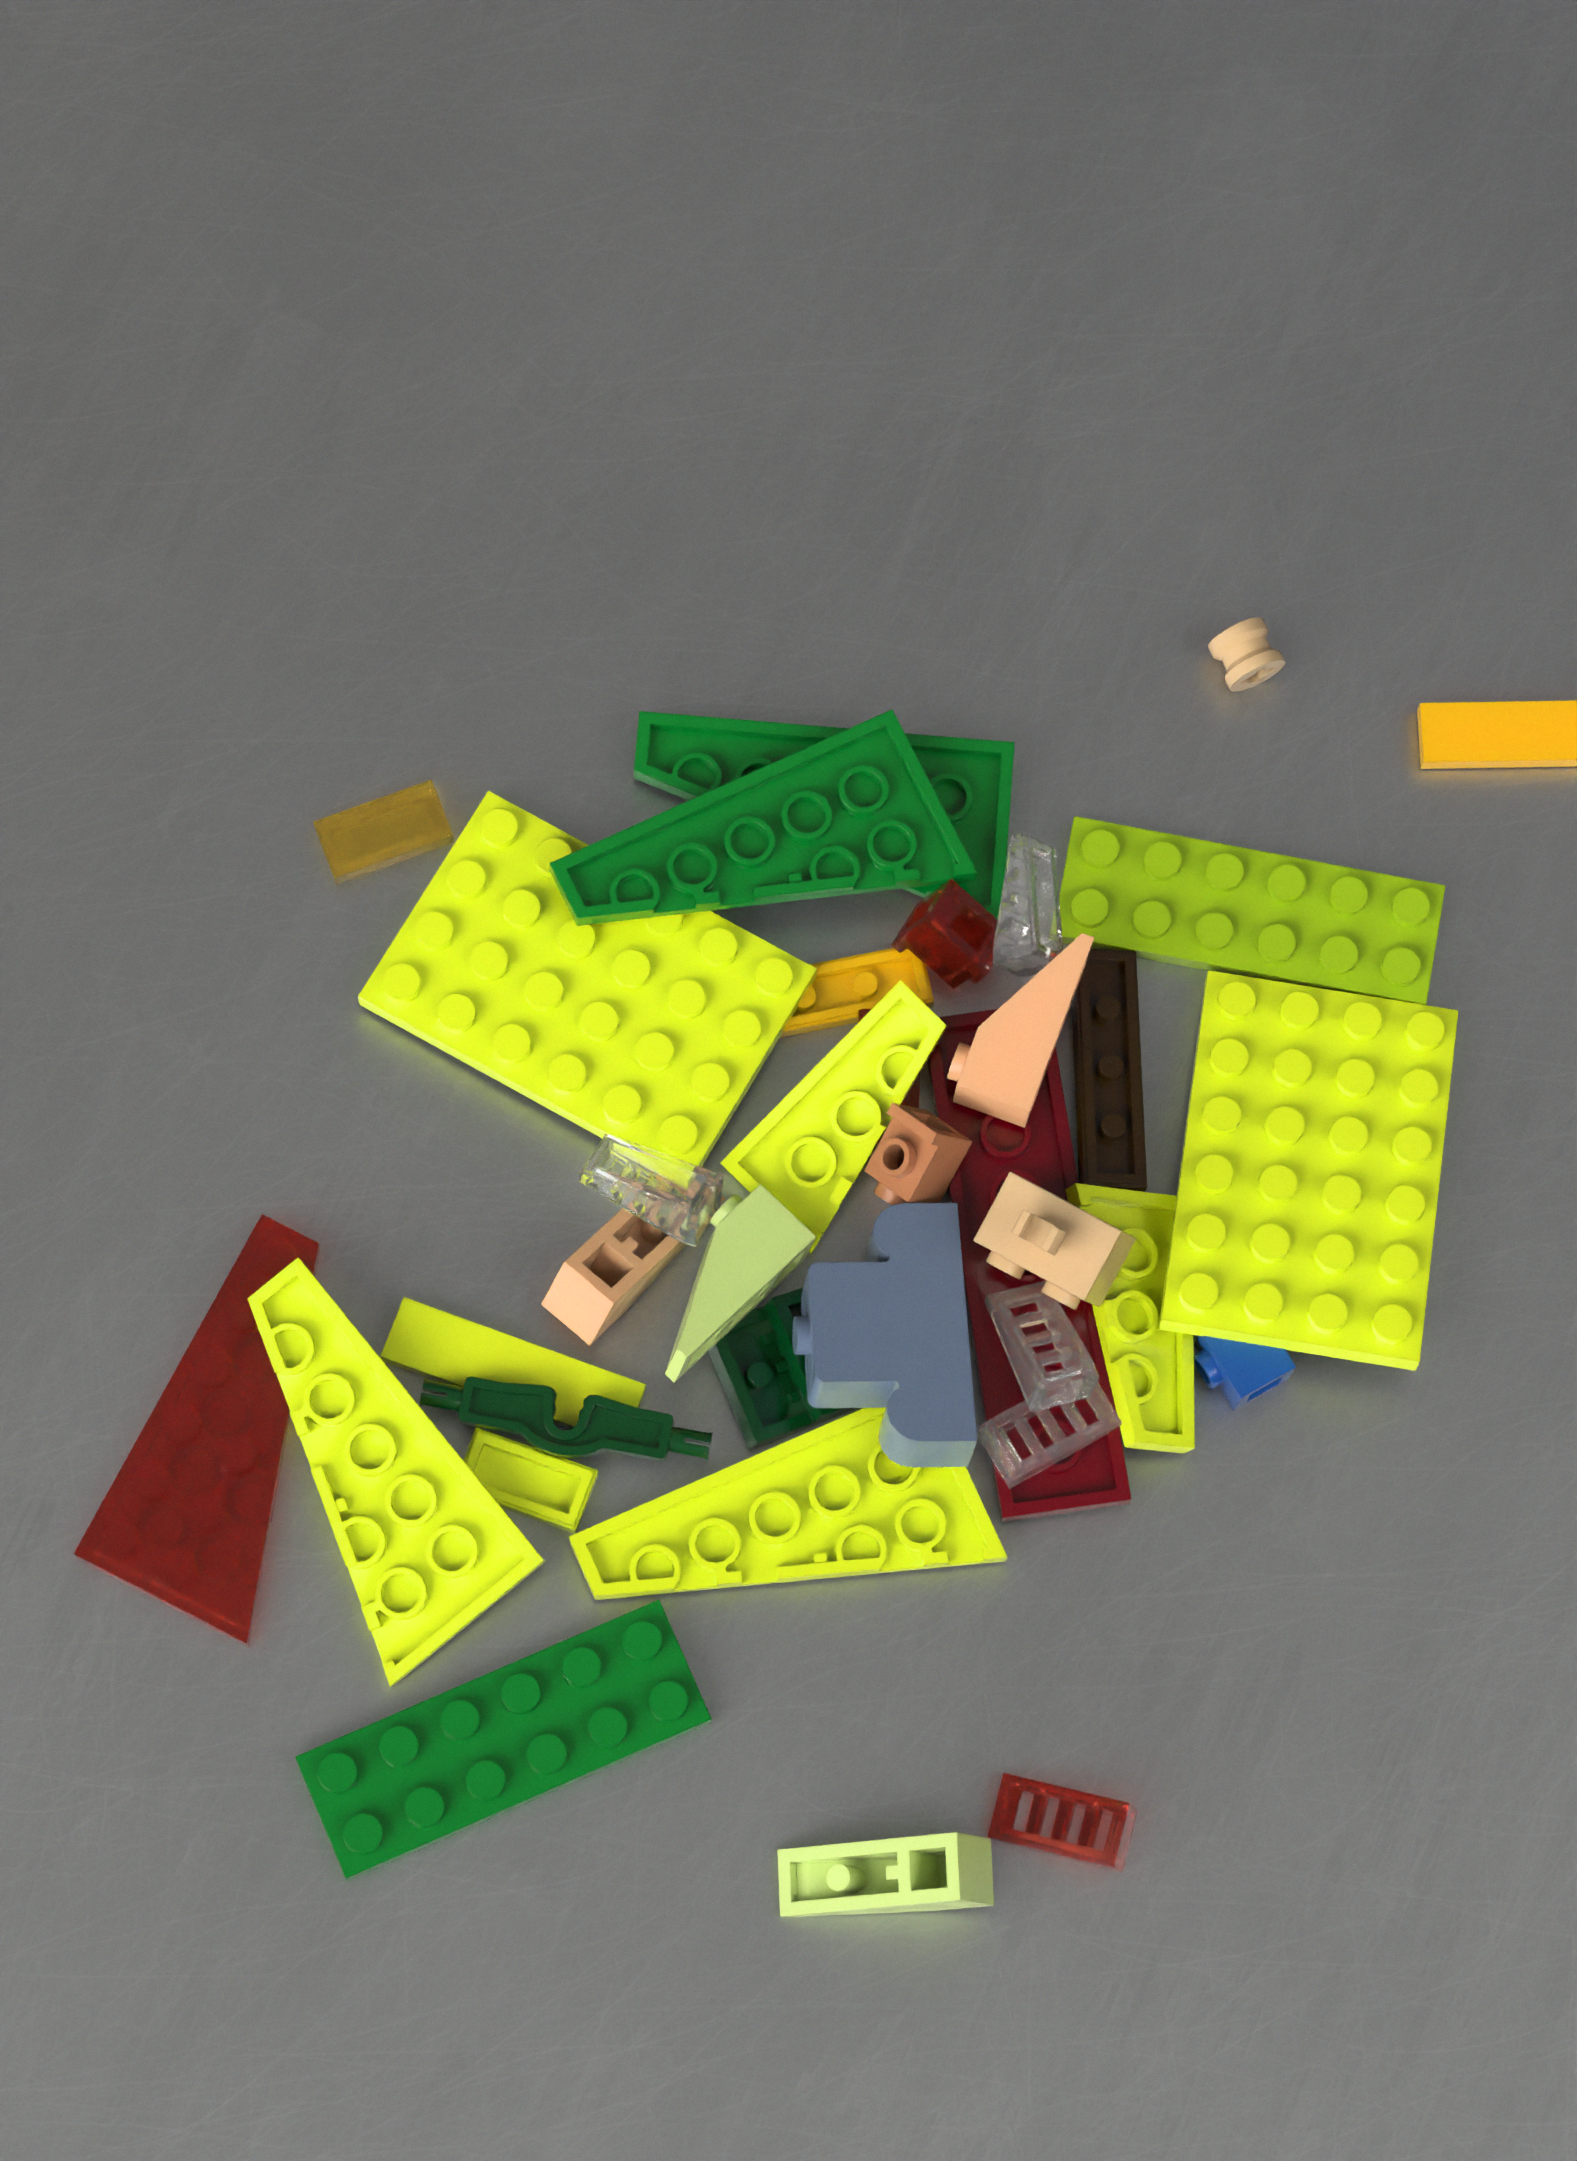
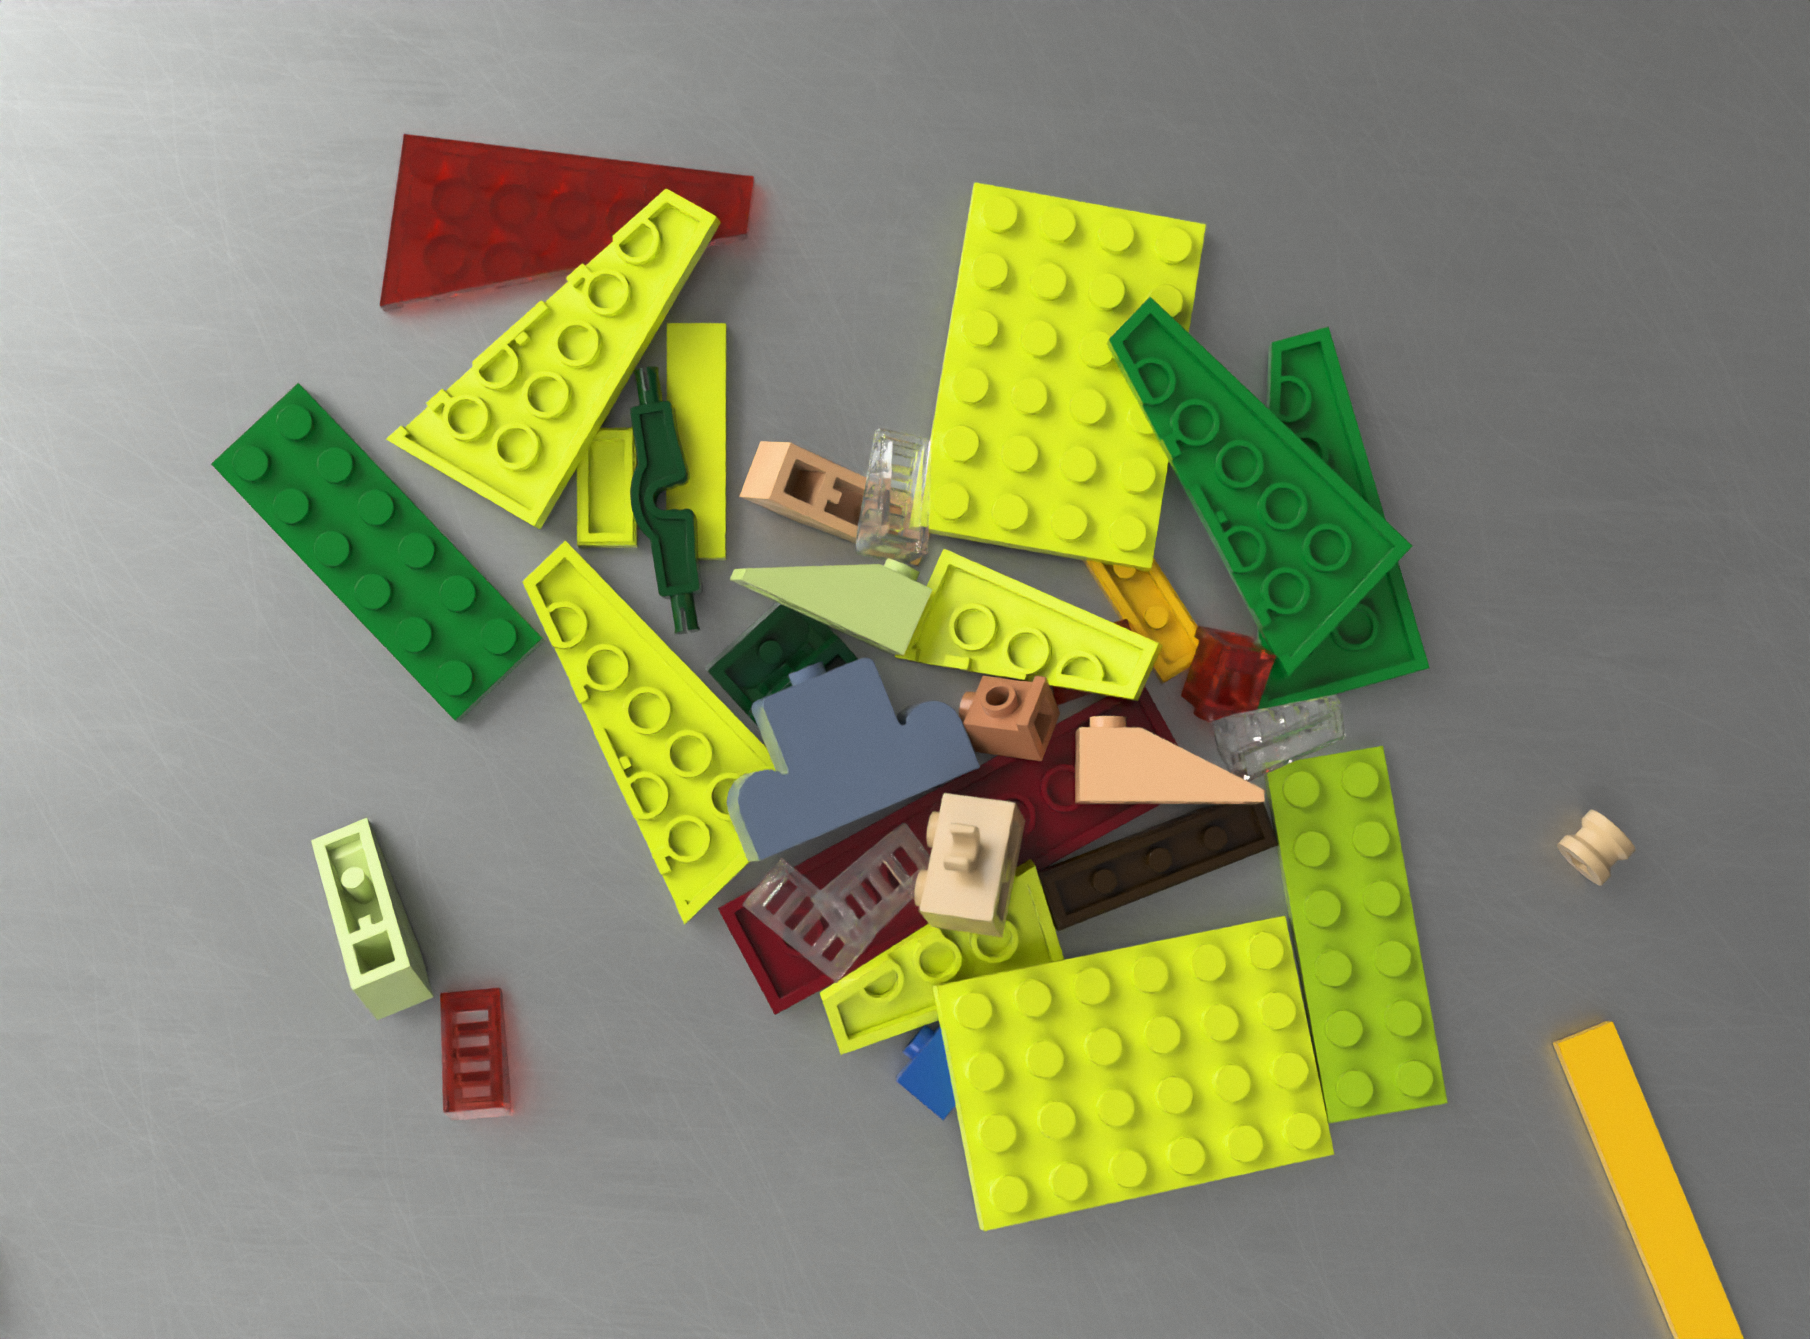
camera: 70 degrees right, 10 degrees up
(383, 831) = (1135, 150): clear yellow tile -> none

